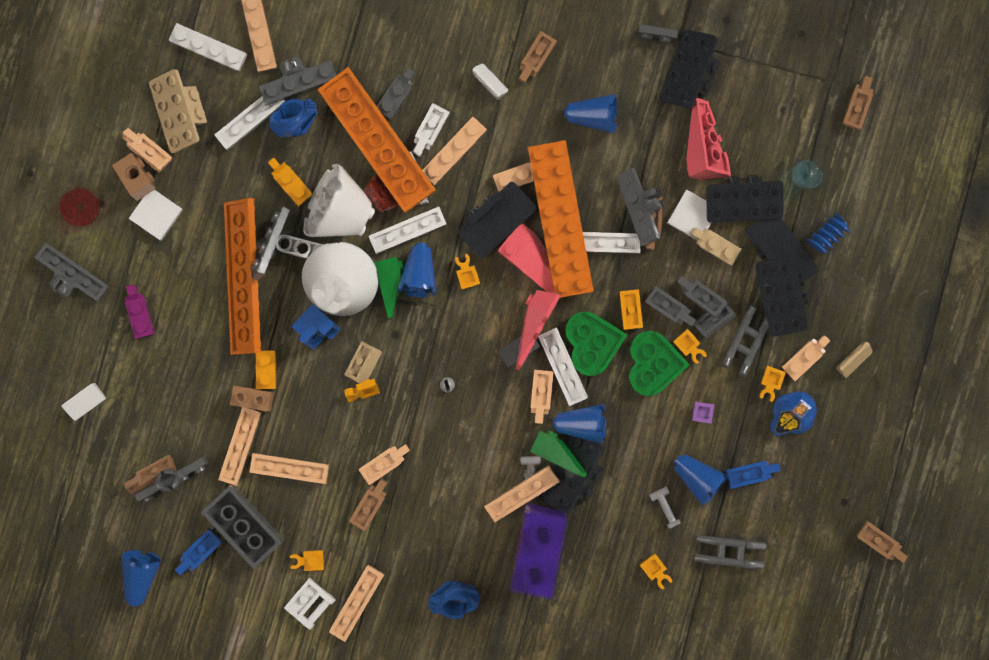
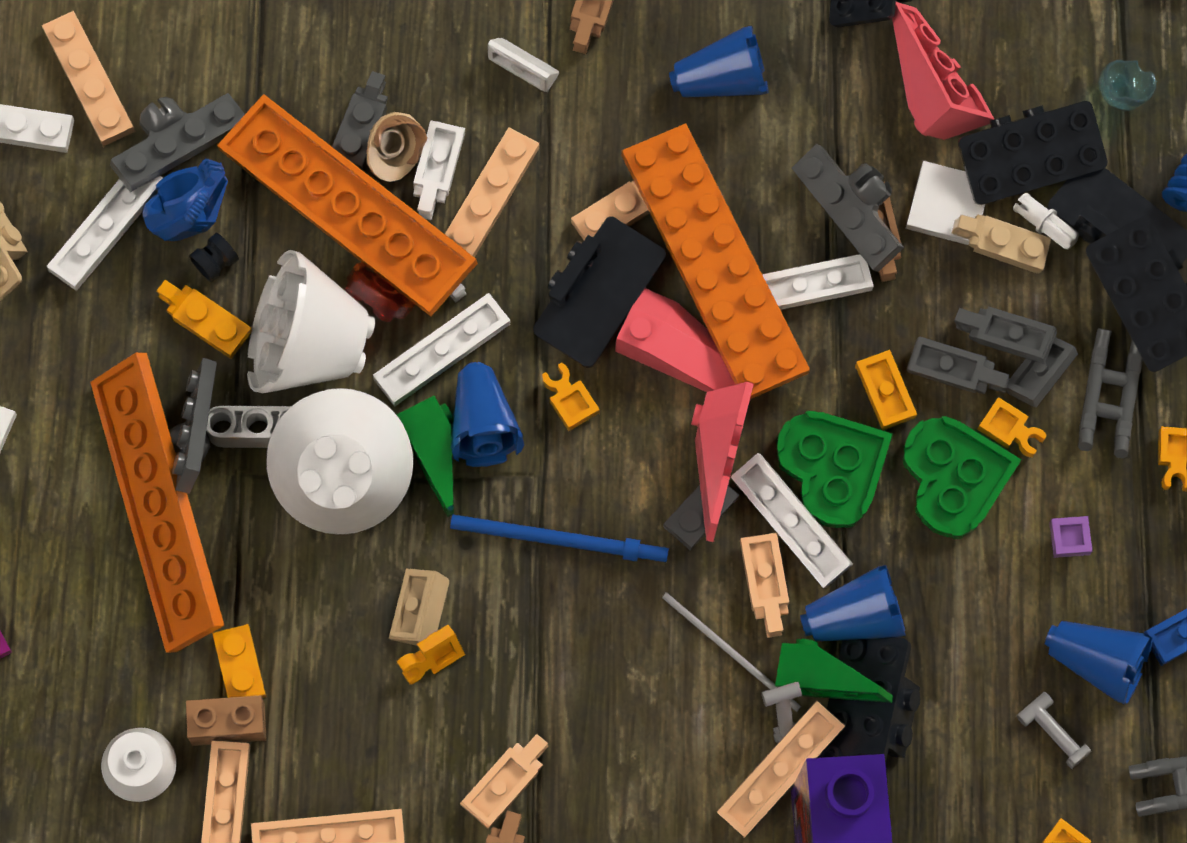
camera: 25 degrees left, 15 degrees down
(204, 408) = (138, 764): none -> white cone
(301, 151) = (213, 257): none -> black wheel
(314, 327) = (314, 556): blue plate -> none
(409, 113) = (394, 146): none -> tan piece
(451, 383) = (579, 611): light grey hinge -> none
(476, 359) = (629, 549): none -> blue bar
(511, 421) = (722, 644): none -> light grey piece
(741, 239) = (1046, 221): none -> white axle

